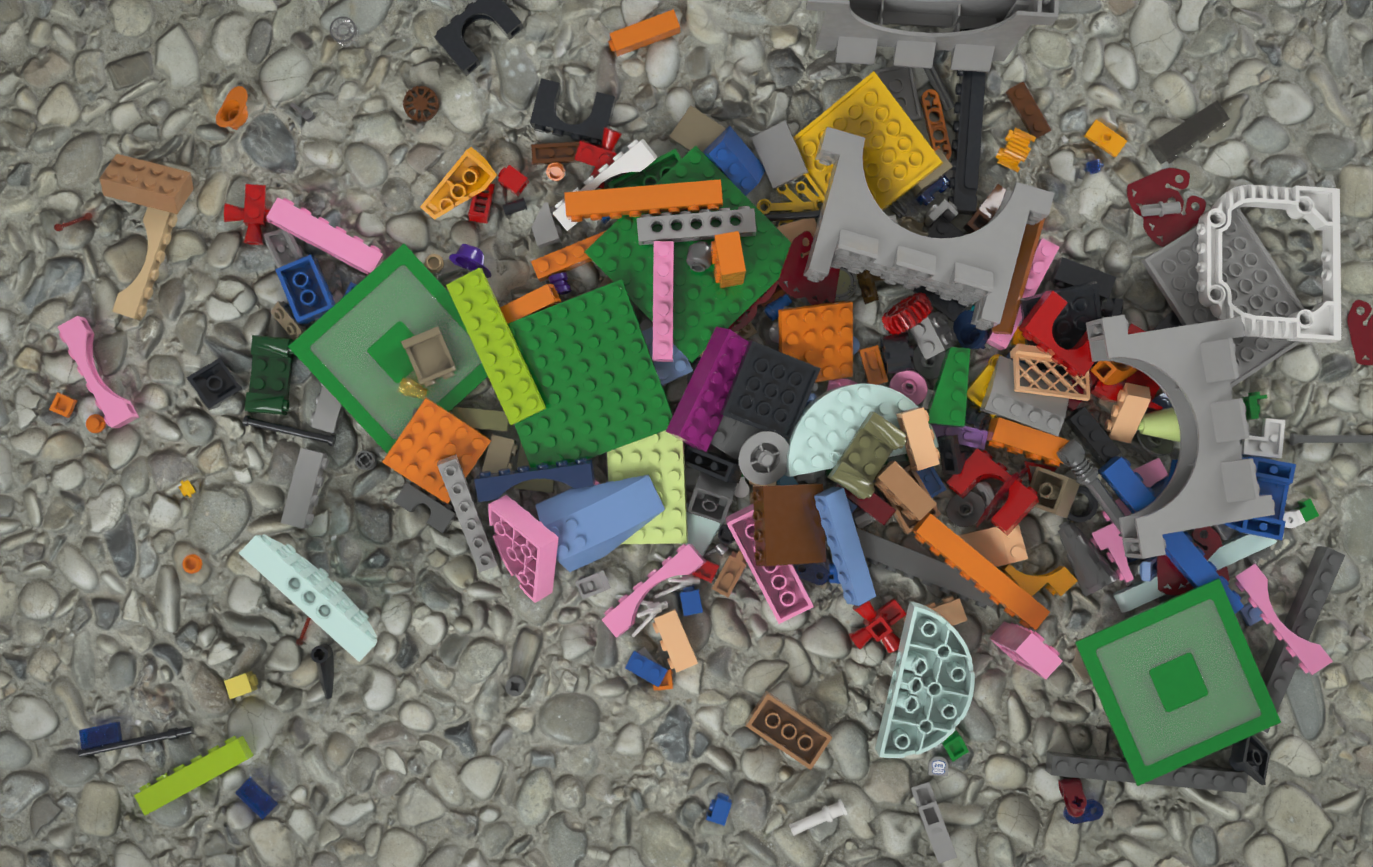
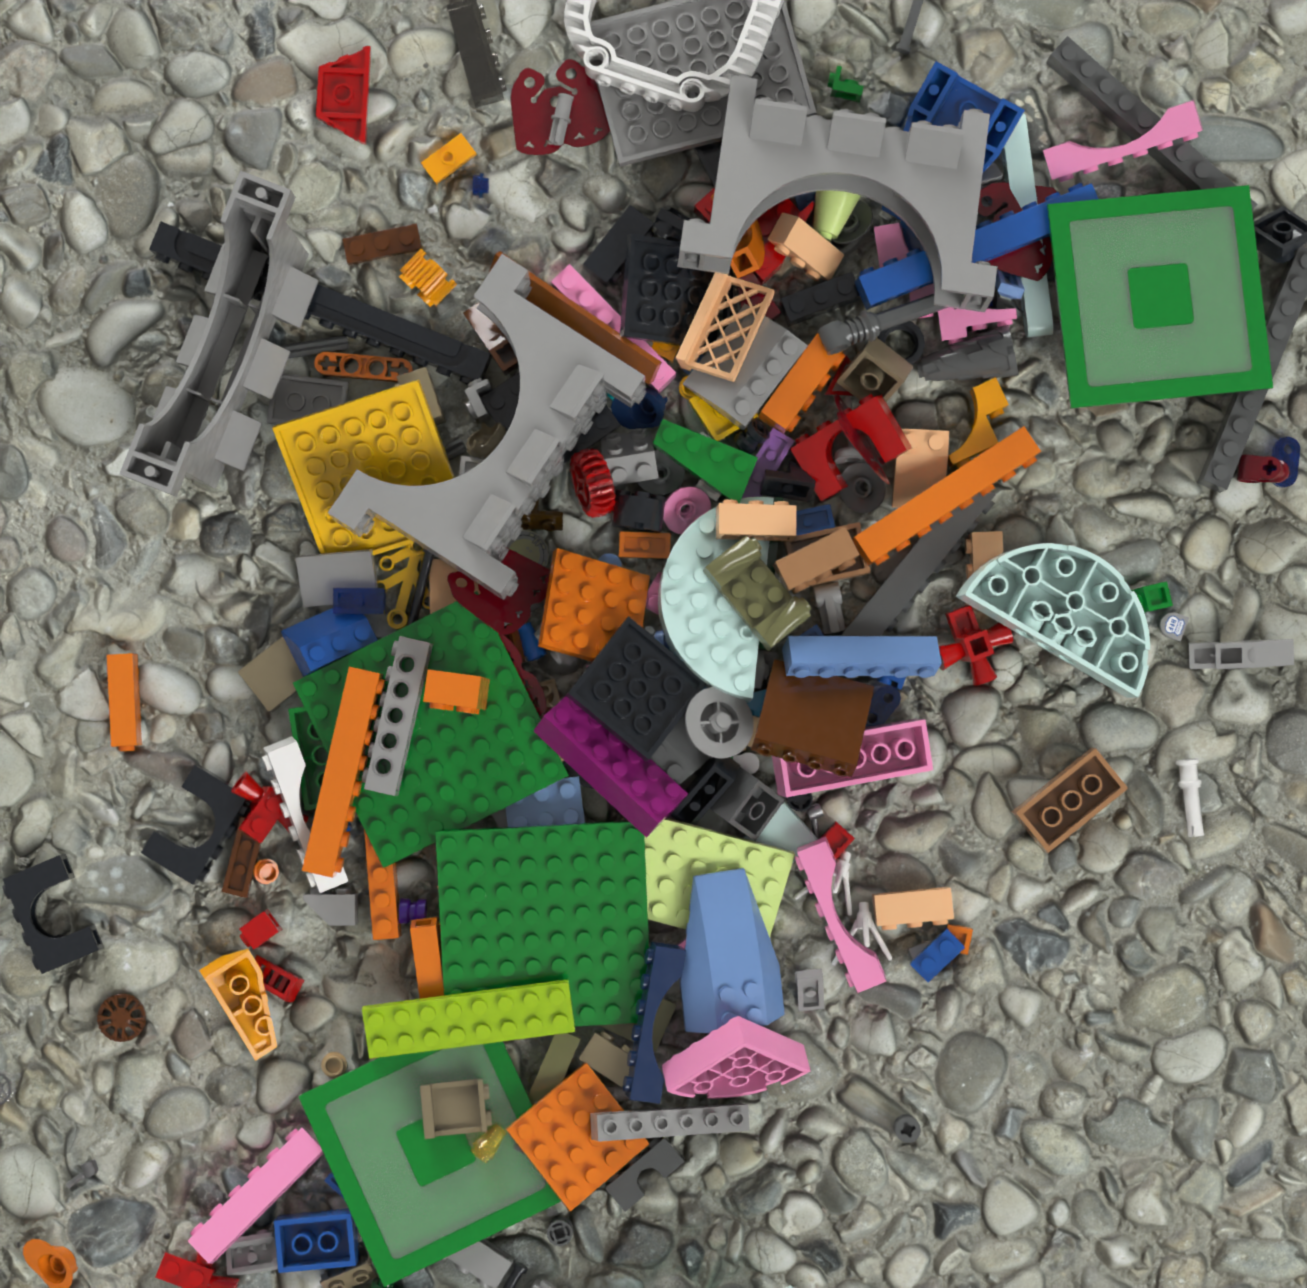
camera: 75 degrees left, 0 degrees up
(470, 258) = (343, 1015): dark purple piece -> none
(515, 206) = (294, 938): black pin -> none
(663, 301) = (480, 788): bright pink brick -> none
(691, 601) = (869, 871): blue brick -> none
(699, 256) = (438, 724): dark grey head -> none
(719, 809) = (1142, 917): blue brick -> none
(730, 573) = (851, 811): medium nougat hinge -> none
(768, 174) = (359, 600): none -> clear blue plate
(873, 506) = (822, 603): dark red slope -> none
(927, 197) = (442, 388): clear blue plate -> none
(1026, 649) = (1060, 473): bright pink brick -> none
(1038, 327) = (663, 326): red arch -> none
(1127, 50) = (345, 94): none -> red wing
(1250, 614) = (1104, 176): medium blue plate -> none
(1270, 442) = (900, 83): white plate -> none
(1301, 514) = (1000, 73): leg -> none

